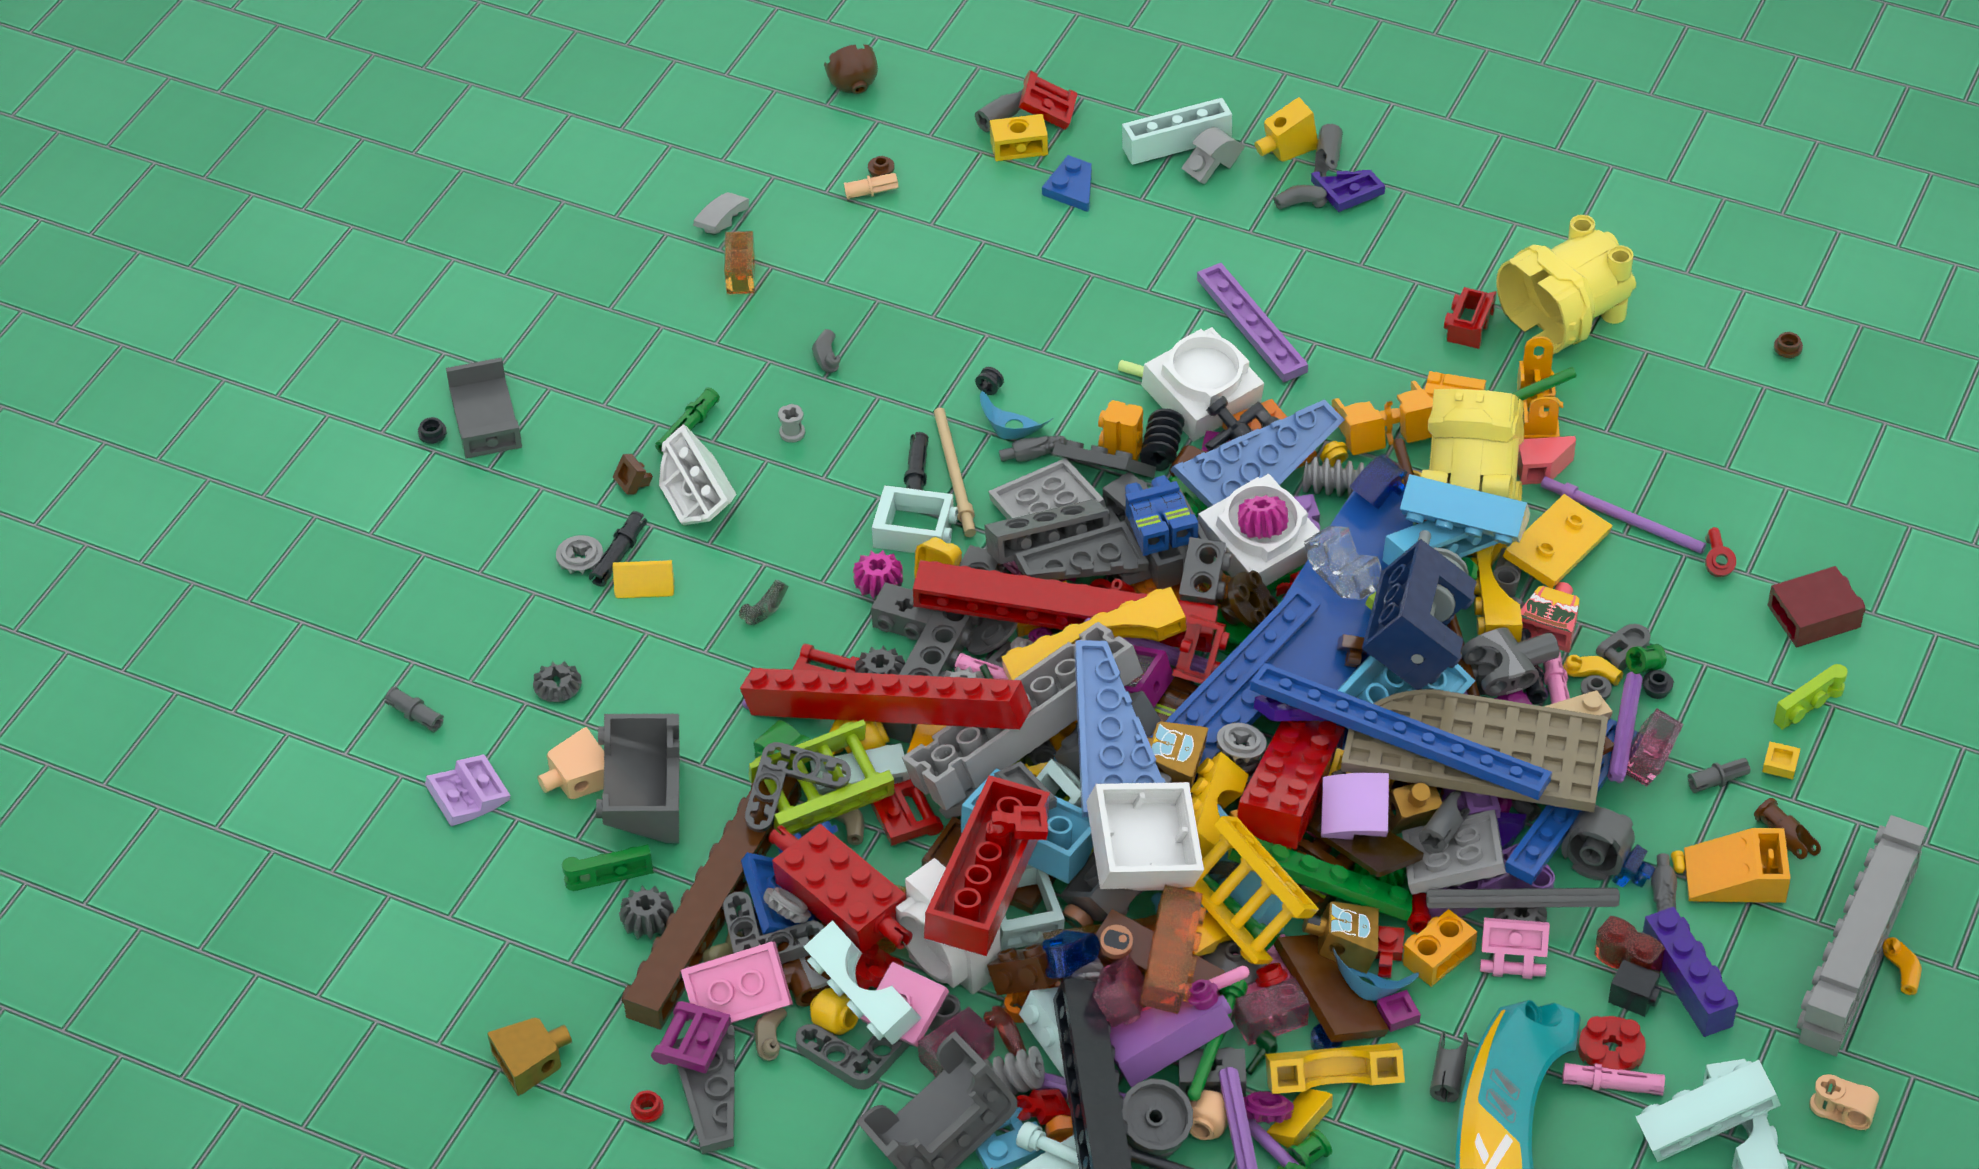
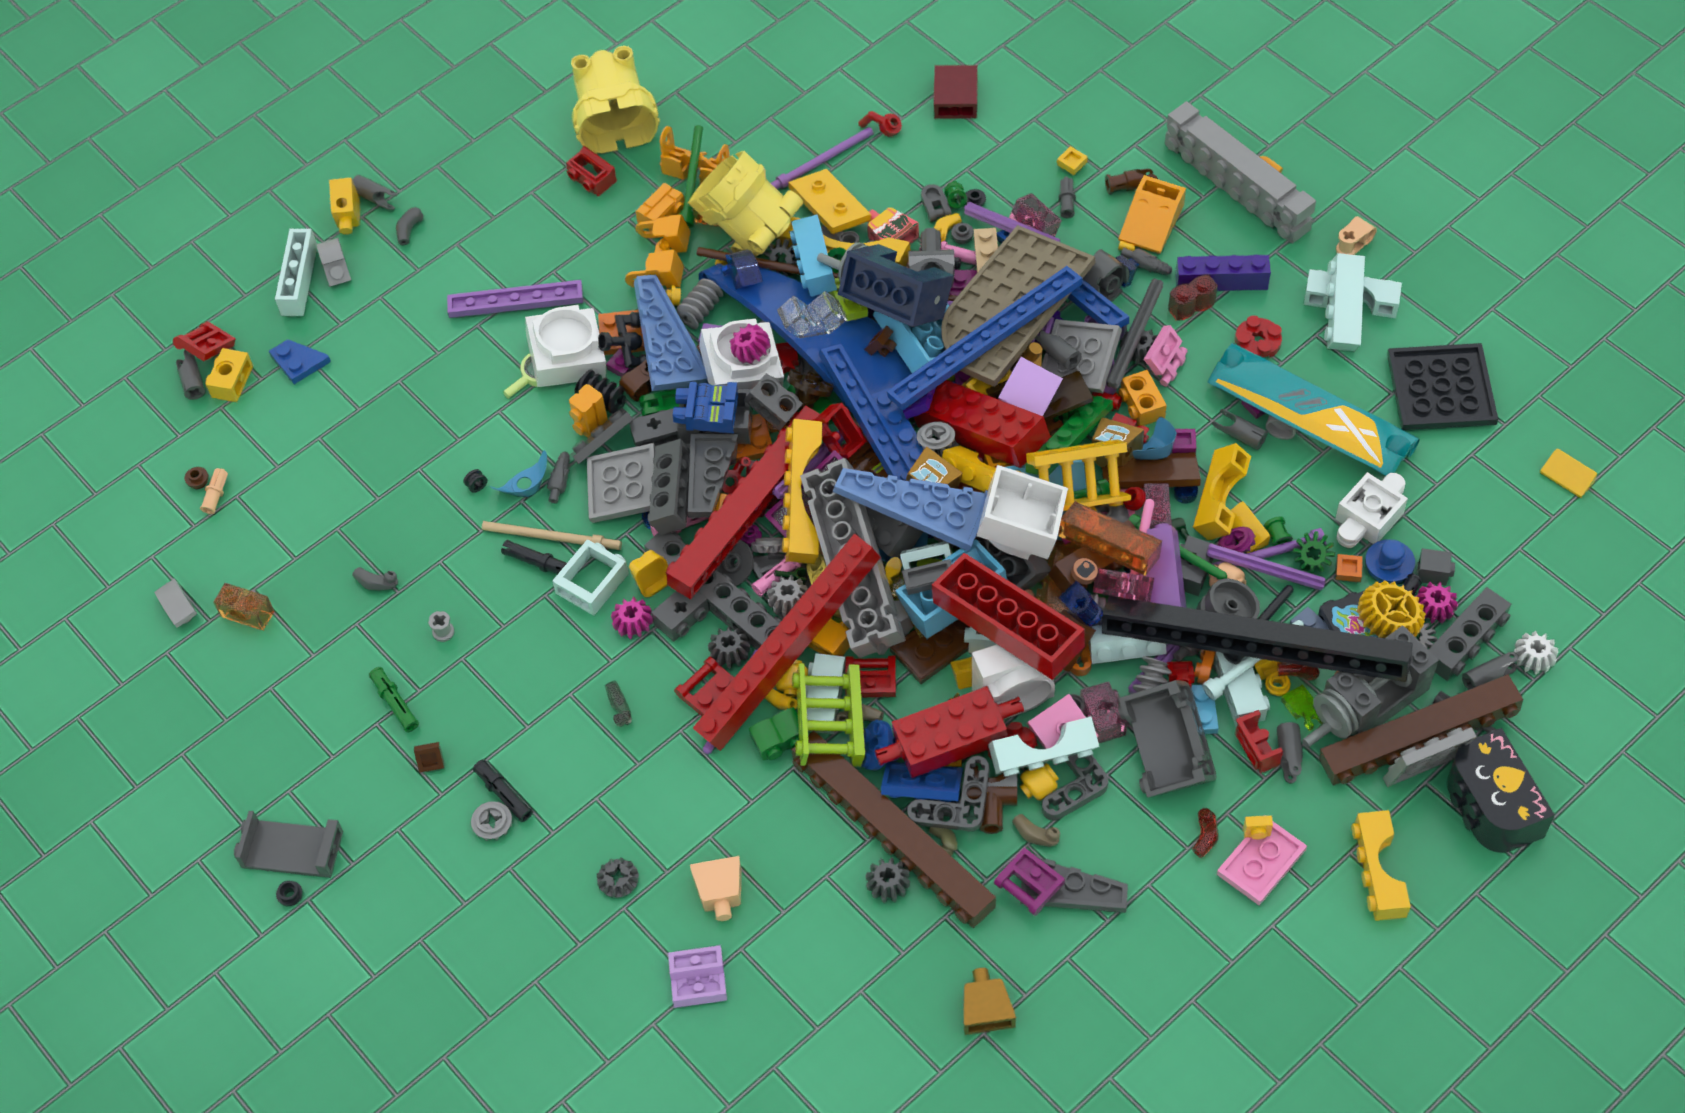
camera: 65 degrees left, 10 degrees up
(414, 709) = (594, 992): dark grey pin -> none
(607, 868) = (829, 896): green plate -> none
(641, 775) = (765, 837): dark grey windscreen -> none
(643, 579) = (546, 782): yellow slope -> none
(647, 1099) = (1069, 929): red plate -> none
(692, 479) = (469, 712): white wedge -> none
(740, 983) = (997, 833): bright pink plate -> none
(778, 774) = (823, 735): dark grey beam -> none
(787, 904) = (947, 772): light grey gear -> none
(852, 68) = (81, 458): reddish brown cylinder -> none
(1006, 1027) = (1099, 675): clear red arm -> none
(1024, 822) = (996, 572): red plate -> none
(1203, 994) = (1159, 526): magenta plate -> none
(1349, 187) = (417, 193): dark purple wing -> none
(1465, 509) = (810, 226): medium azure slope -> none
(1606, 1078) = (1283, 353): bright pink pin -> none
(1635, 988) = (1222, 307): black brick -> none
(1788, 345) = (719, 16): reddish brown plate -> none
(1811, 695) = (1029, 124): lime plate -> none

